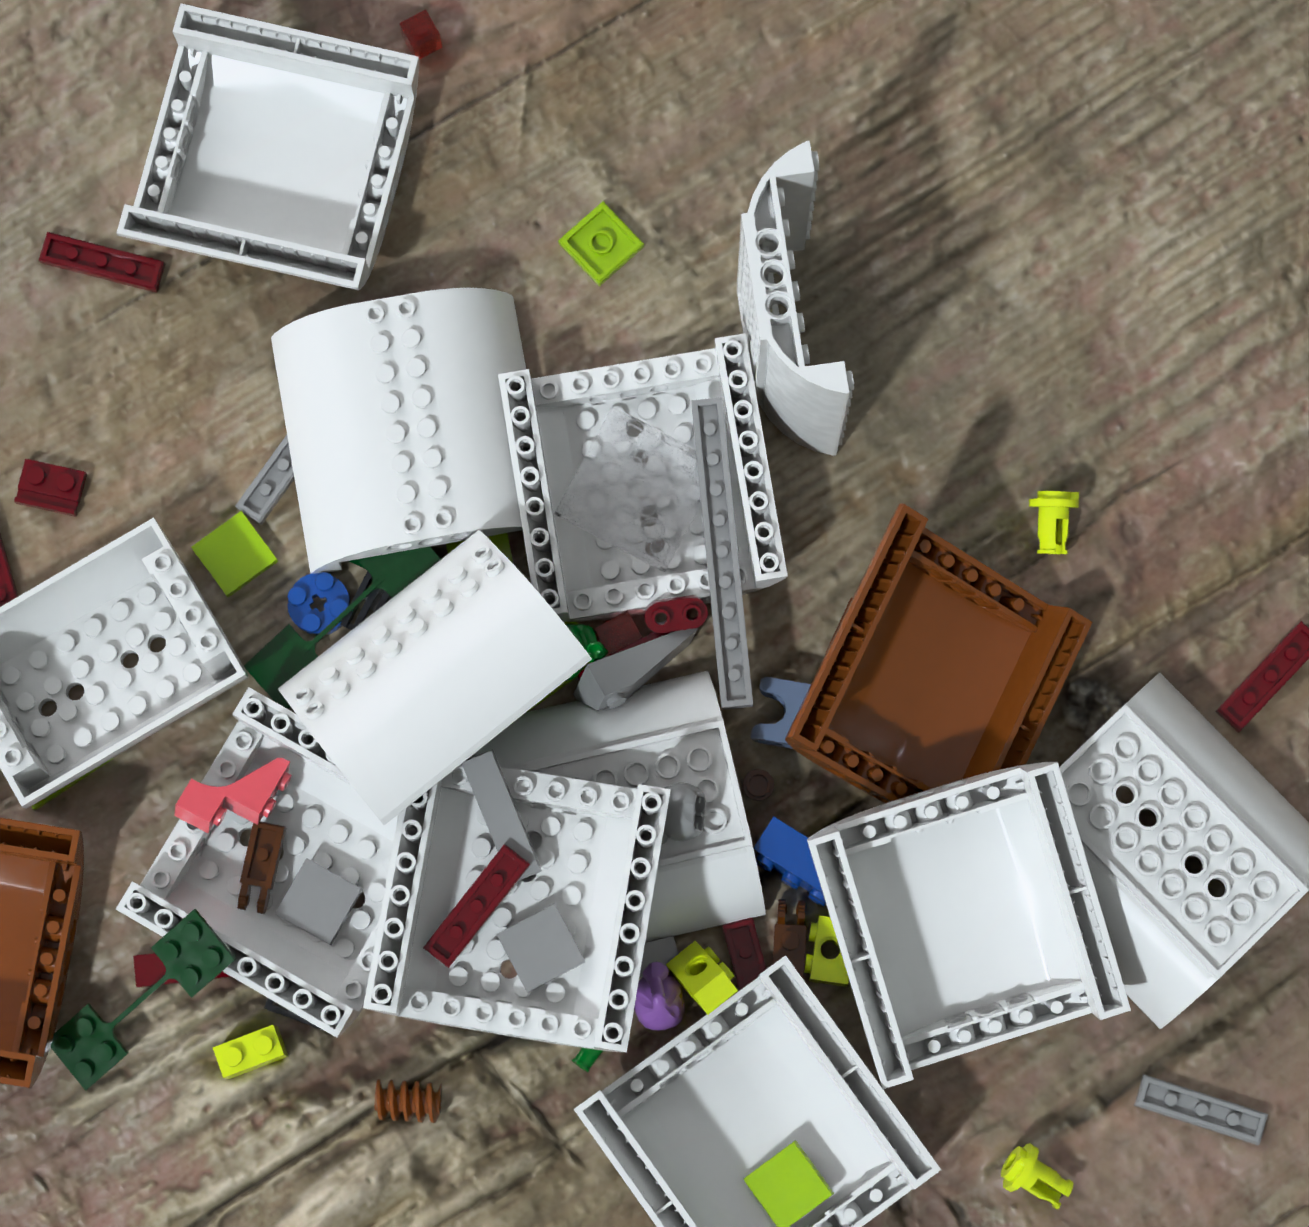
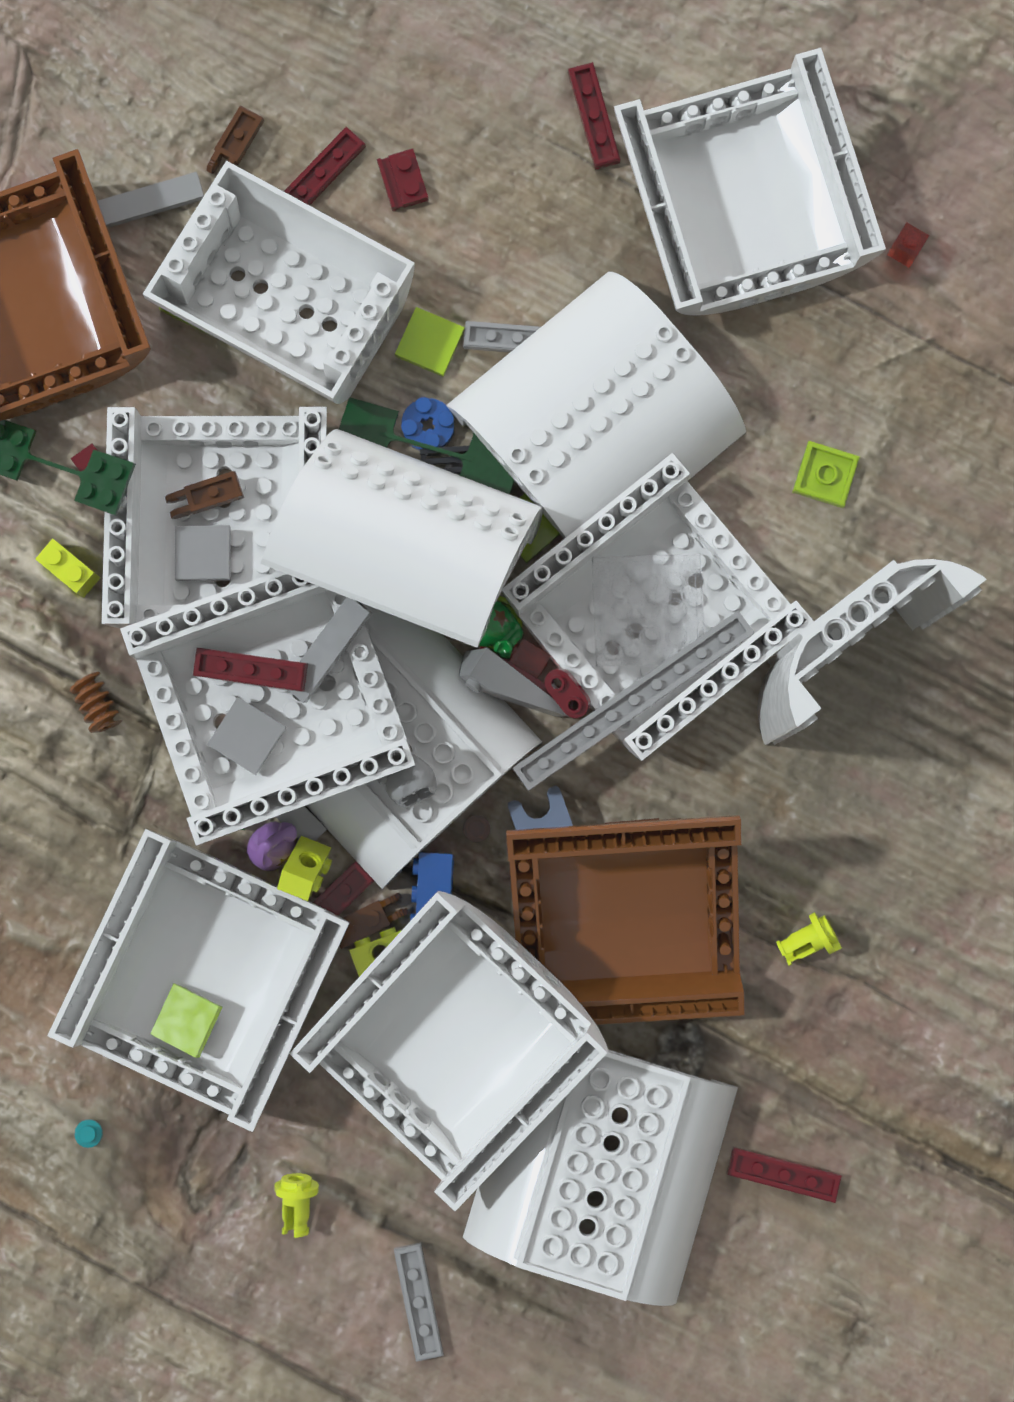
camera: 60 degrees right, 5 degrees up
(248, 797) = (247, 455): coral arch -> none

